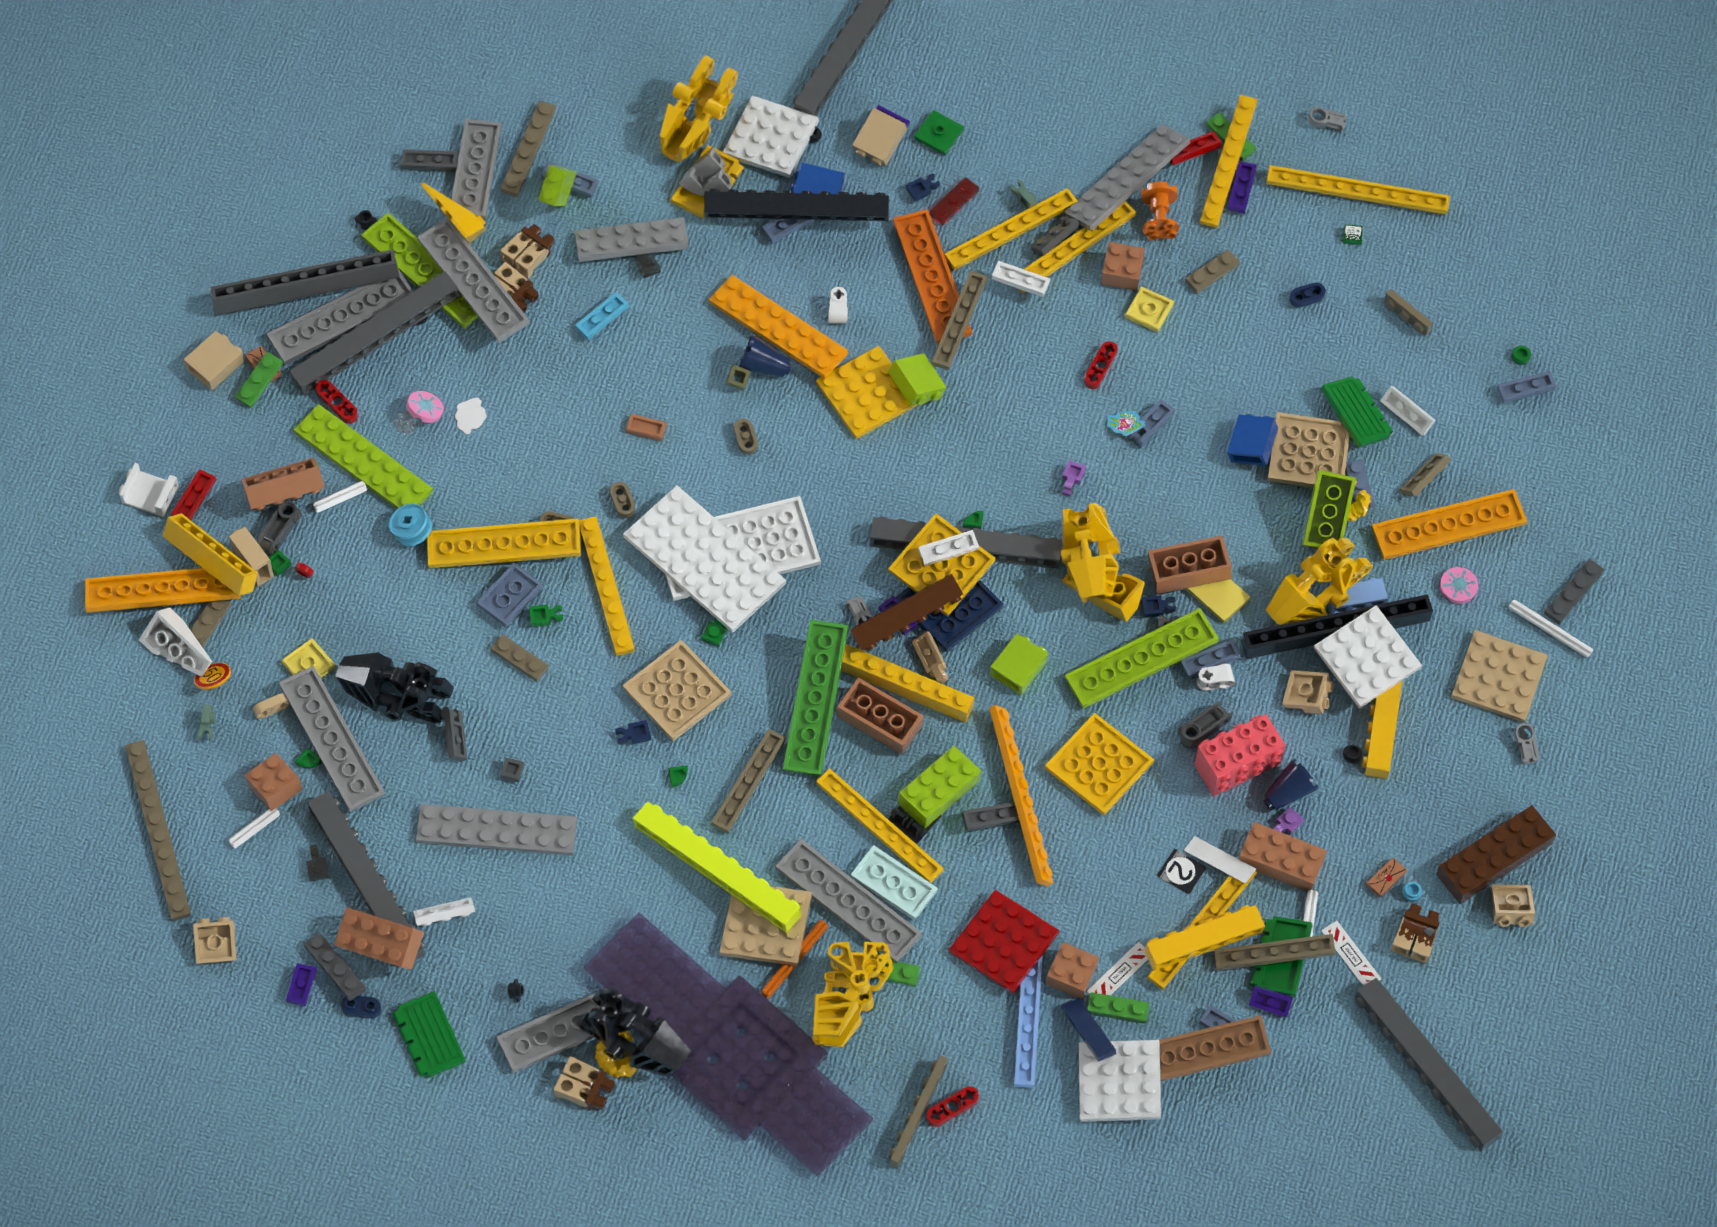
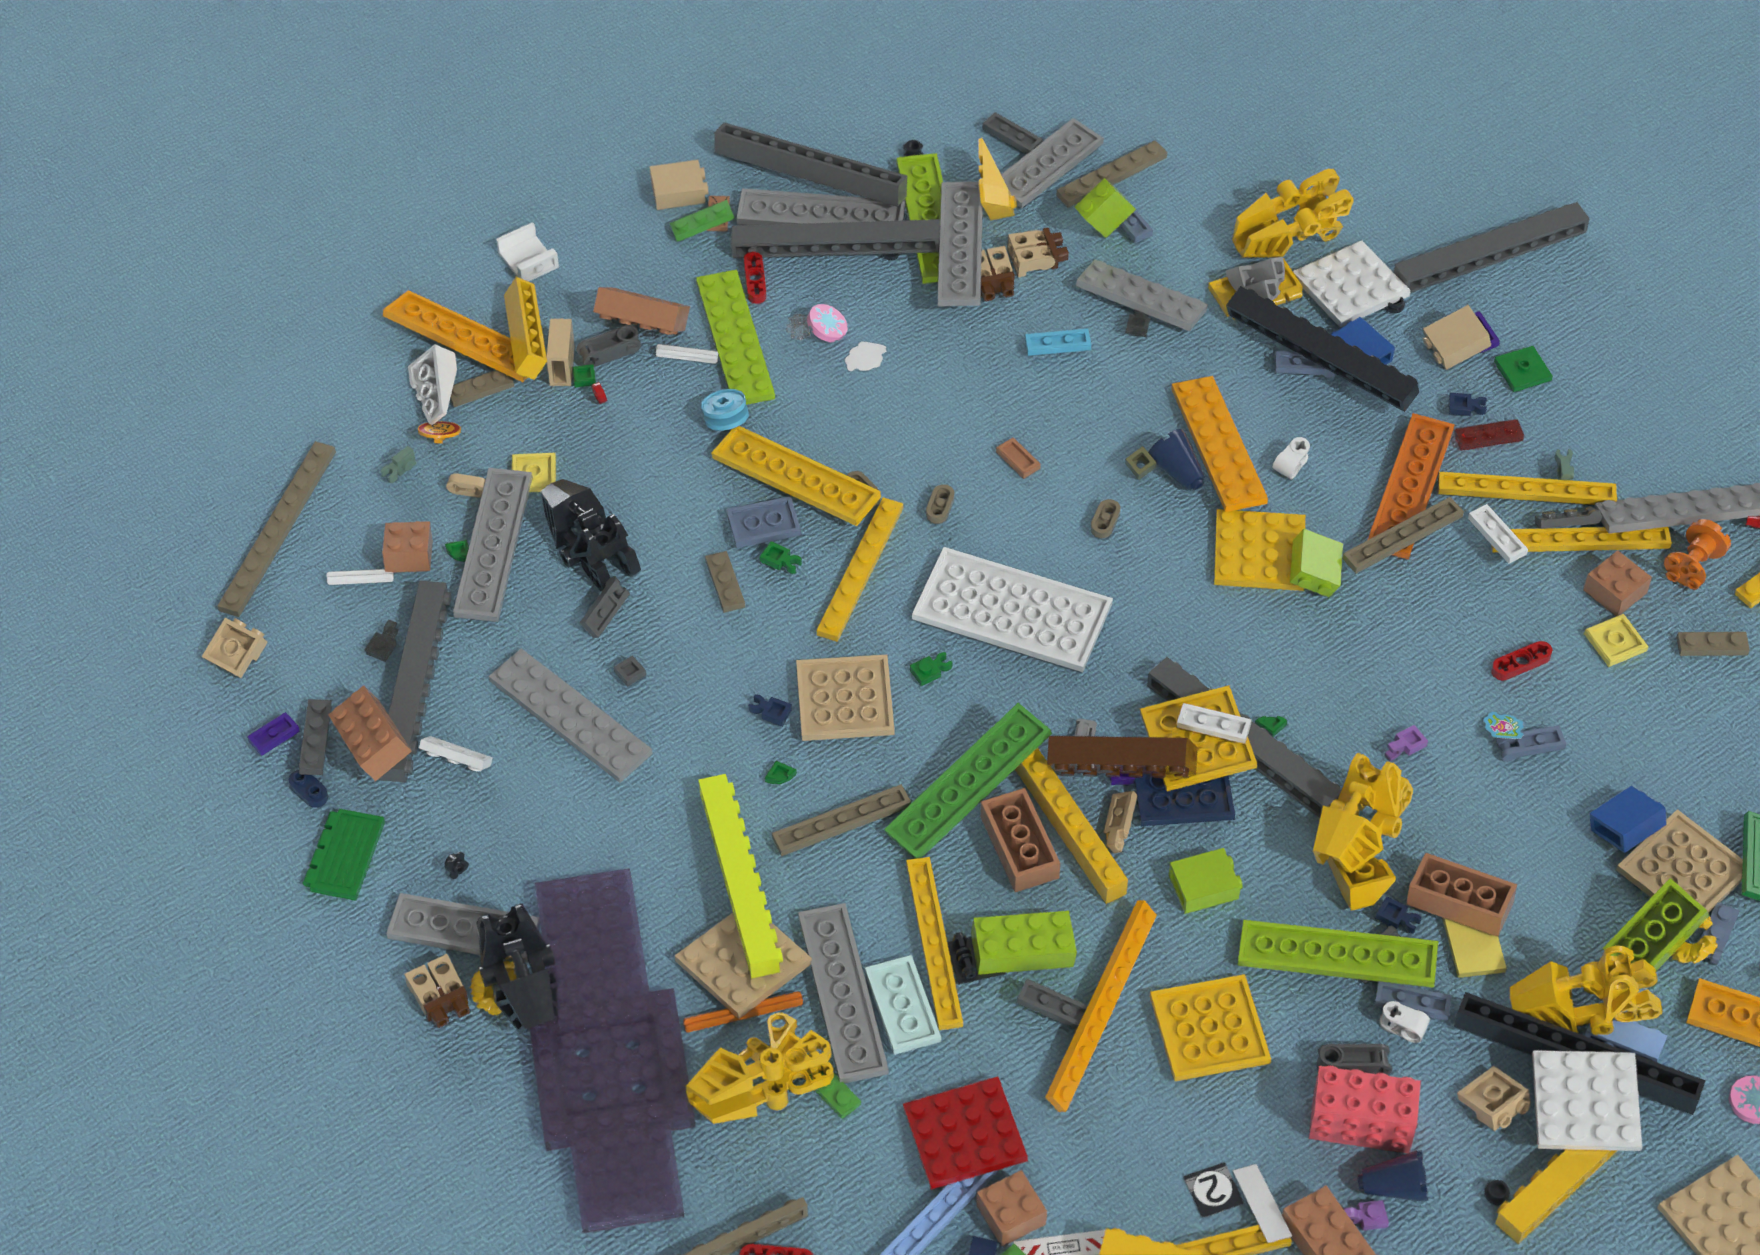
camera: 40 degrees right, 10 degrees down
(194, 494) = (562, 280): red plate -> none
(704, 558) = (971, 598): white plate -> none

